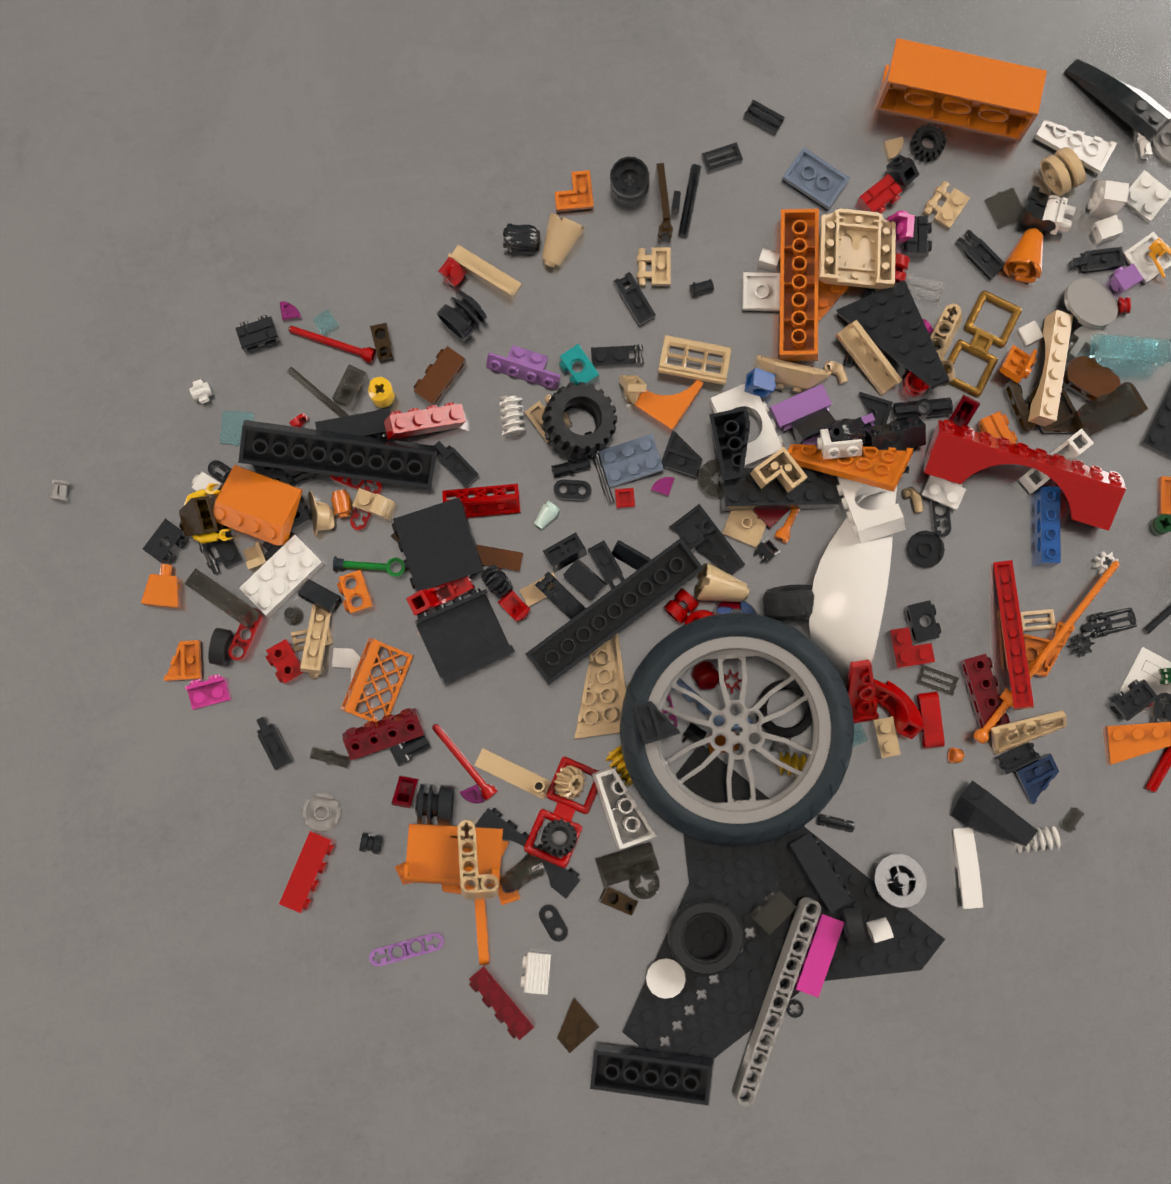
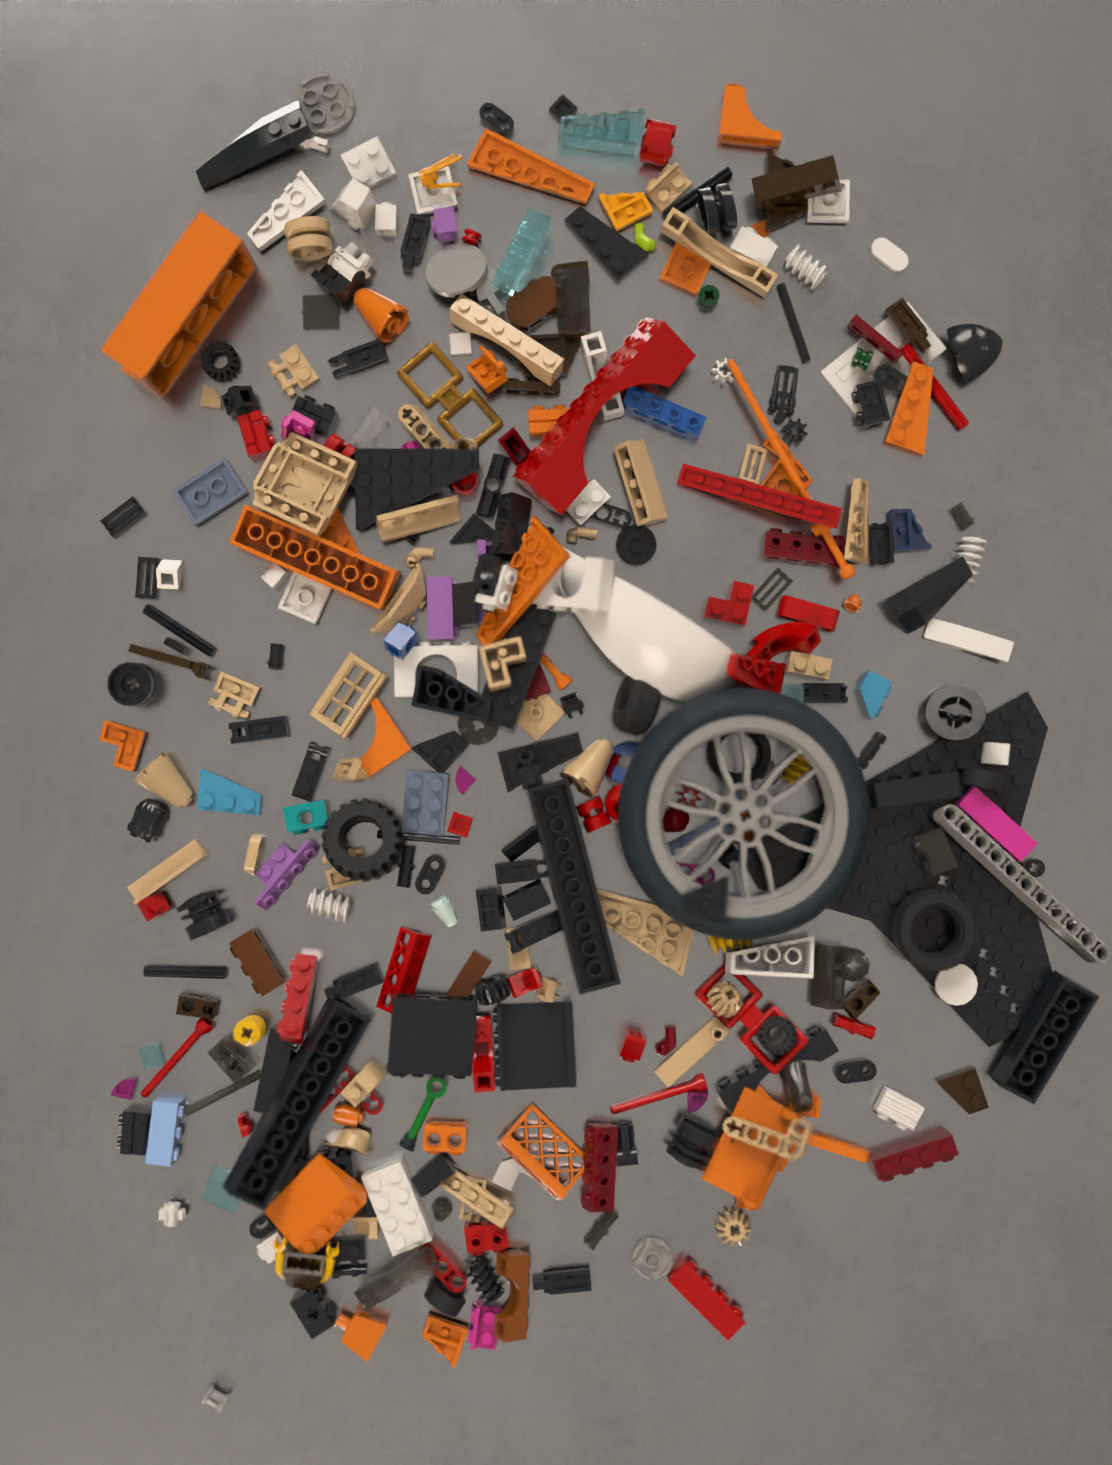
camera: 65 degrees left, 5 degrees up
(222, 712) = (512, 1321): none -> dark orange arch
(248, 675) = (485, 1280): none -> black piece
(267, 358) = (164, 1131): none -> light blue brick
(370, 843) = (704, 1222): black wheel -> none
(373, 865) = (737, 1235): none -> tan gear
(405, 792) = (667, 1168): dark red slope -> none
(406, 321) = (185, 972): none -> black axle
(406, 947) = (826, 1228): medium lavender beam -> none
(497, 719) = (632, 1045): none -> red slope
(512, 751) = (668, 1043): none -> dark red arm
(514, 628) = (547, 991): none -> tan tile
(528, 336) = (253, 854): none -> tan beam
(567, 295) = (226, 796): none -> dark azure wing
(591, 905) = (853, 1026): none -> red pin
(733, 173) = (169, 574): none -> white brick
(867, 762) = (825, 693): none -> black hinge
(886, 802) = (872, 692): none -> dark azure slope
(919, 633) = (697, 584): black brick -> none
(980, 530) = (640, 482): none -> tan brick

